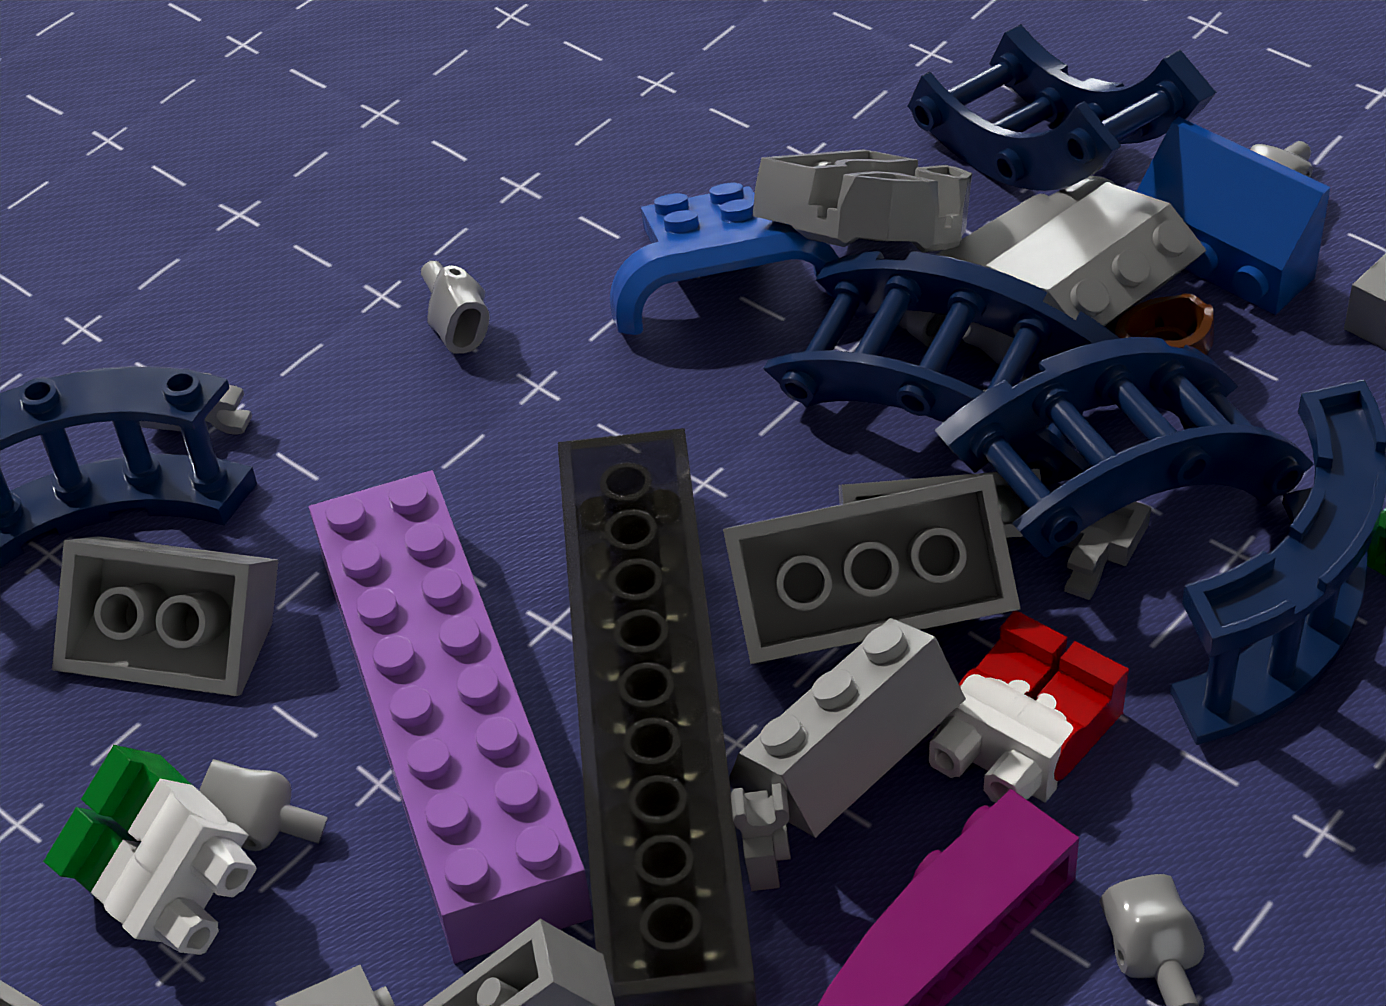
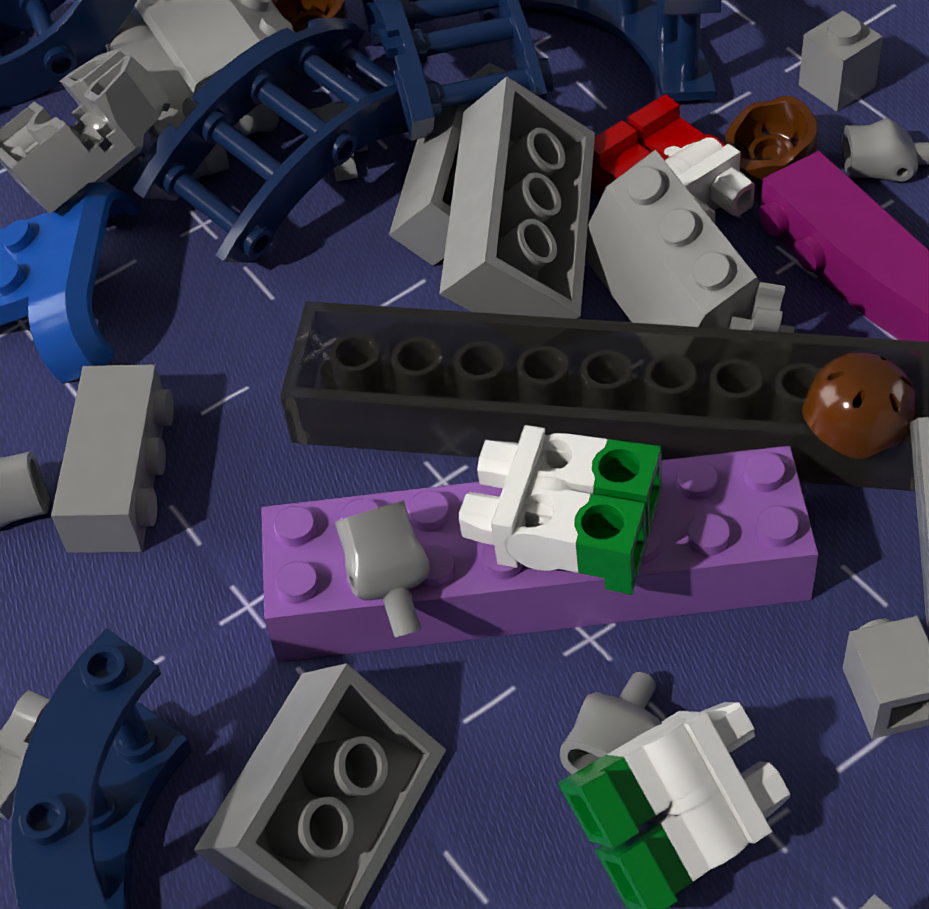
camera: 75 degrees left, 5 degrees up
(349, 553) = (385, 561): none -> light grey piece
(429, 671) = (567, 504): none -> hips
(508, 368) = (112, 459): none -> light grey brick
(628, 897) = (871, 386): none -> reddish brown helmet
(1109, 819) = (785, 121): none -> reddish brown helmet
(1291, 851) = (840, 60): none -> light grey brick

